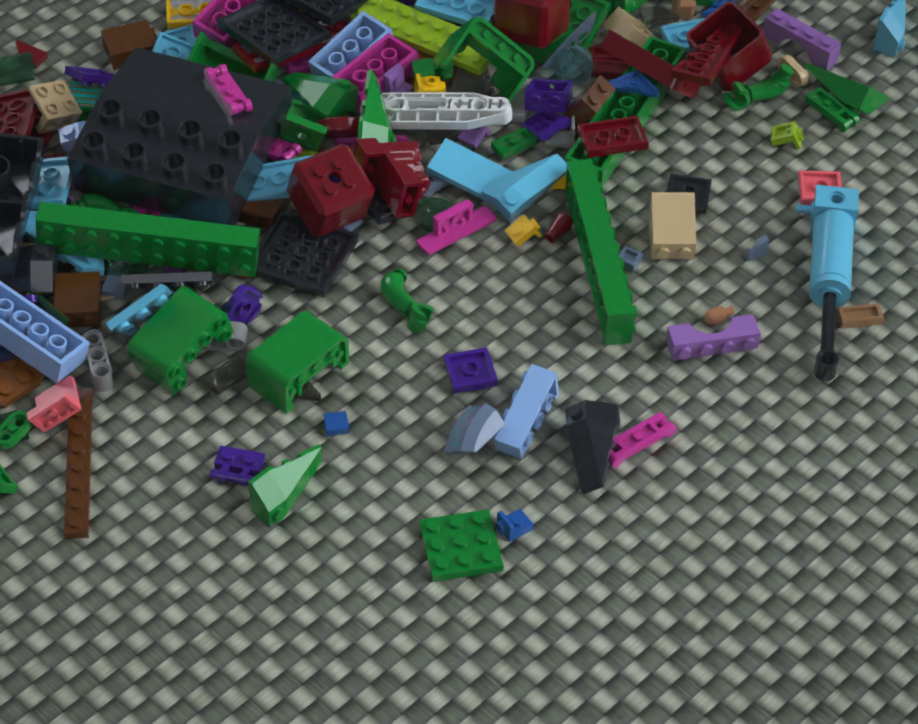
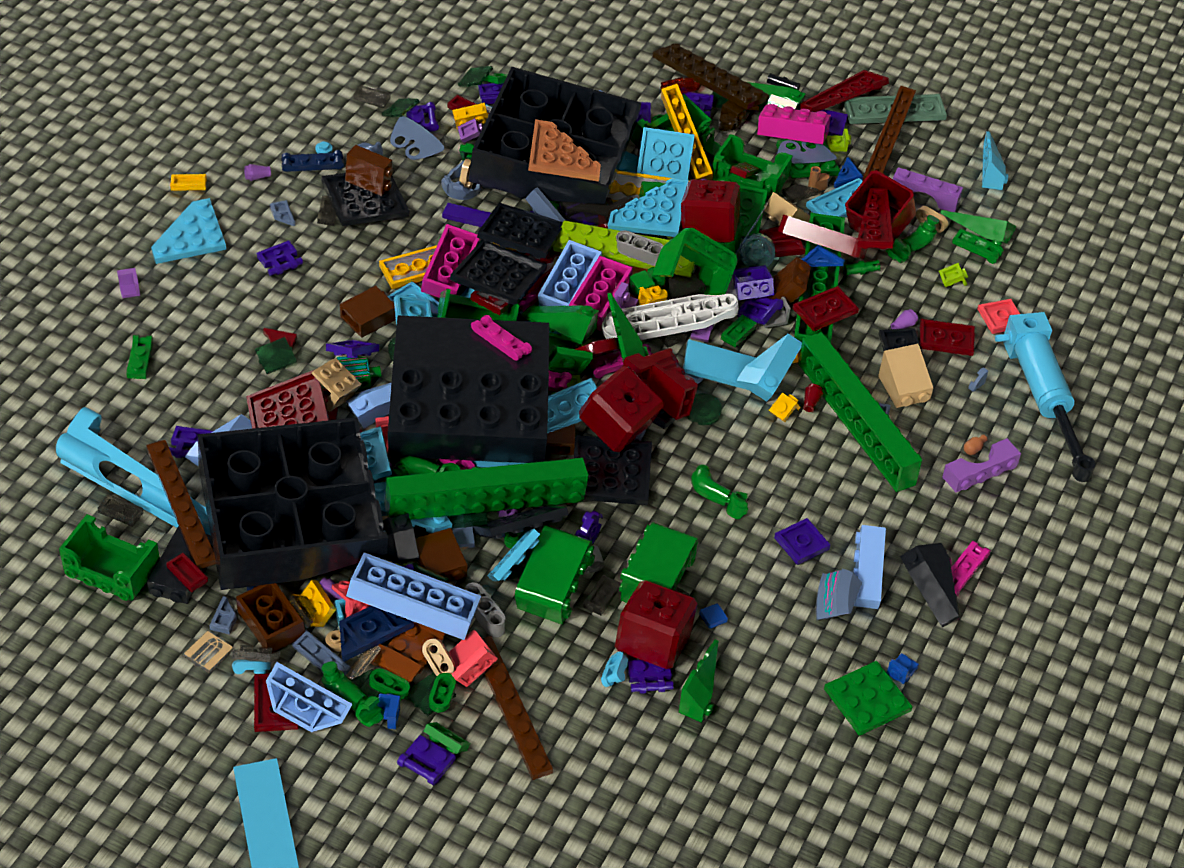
camera: 20 degrees left, 0 degrees up
(25, 396) = (437, 659): none -> tan plate
(199, 453) = (614, 669): none -> medium azure plate
(260, 414) = (655, 624): none -> dark red plate
(429, 29) = (638, 247): none -> light grey beam
(454, 225) = (727, 416): dark pink bracket -> none
(686, 106) = (861, 267): none -> green pin
(706, 169) = (905, 320): none -> medium lavender cone
(746, 197) = (947, 337): none -> dark red tile
(860, 315) = (1085, 418): medium nougat tile -> none

